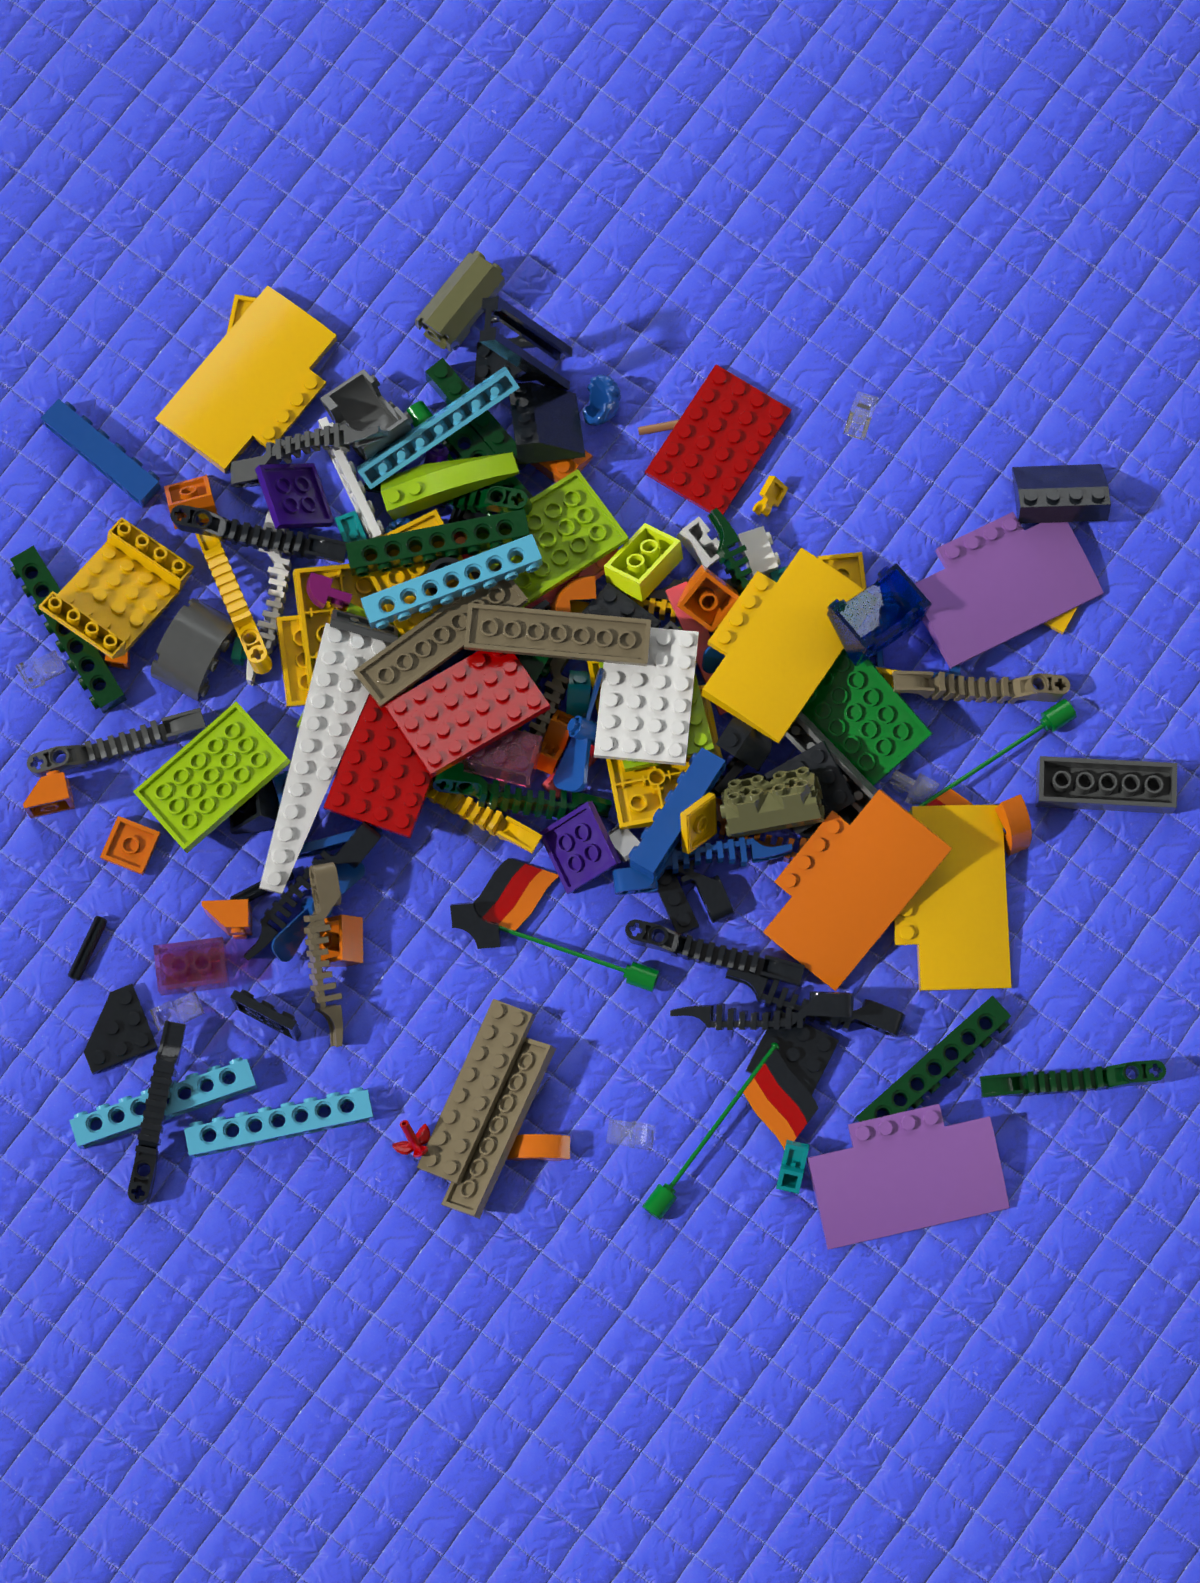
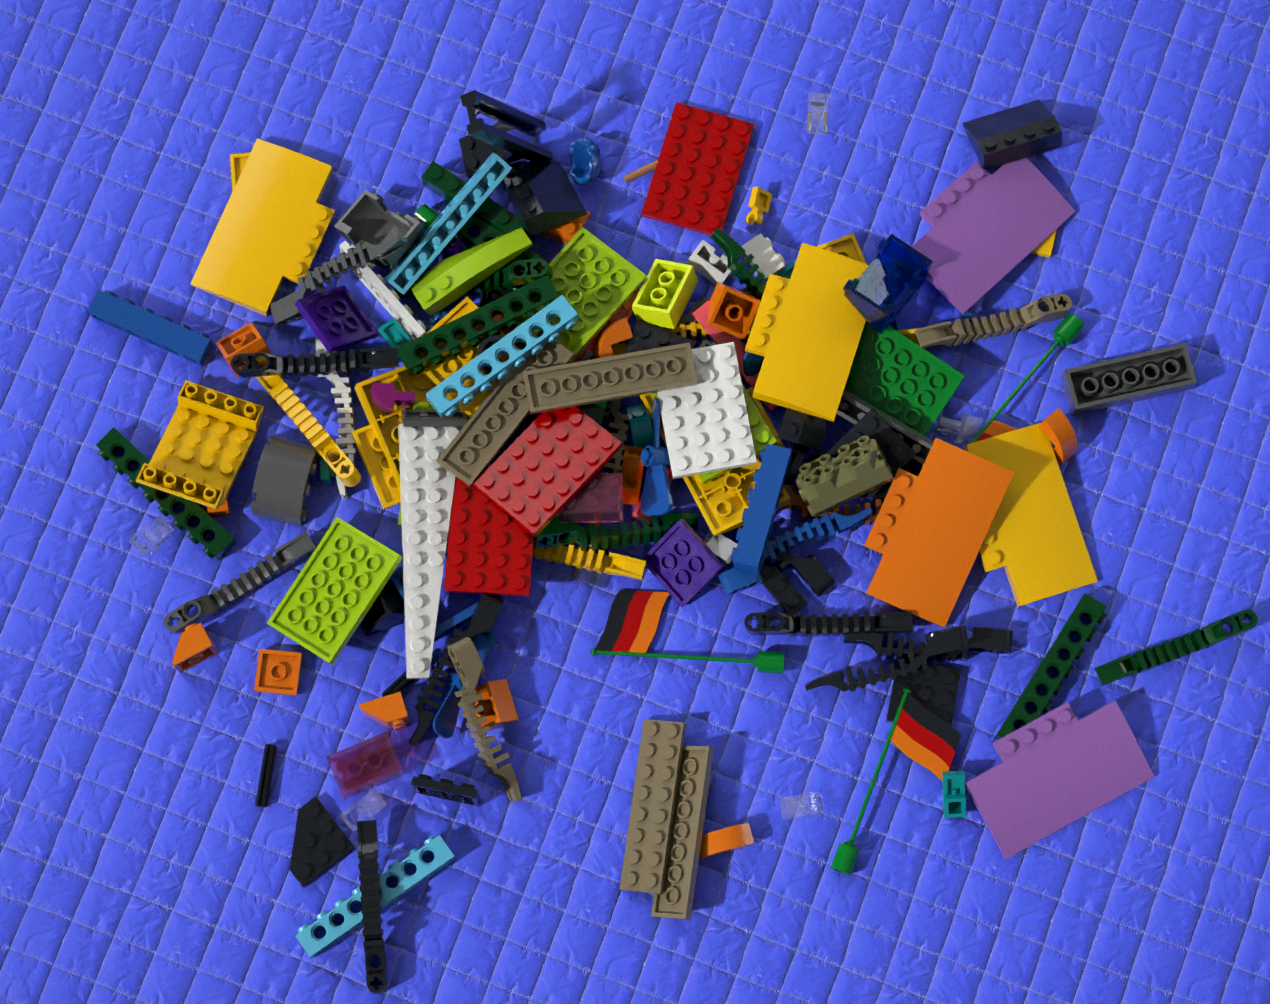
camera: 15 degrees left, 0 degrees up
(199, 1147) = (412, 912): medium azure brick -> none
(415, 1141) = (611, 866): red plant -> none
(459, 301) = (434, 106): olive brick -> none
(467, 918) = (617, 661): black tile -> none
(698, 823) = (783, 511): yellow tile -> none

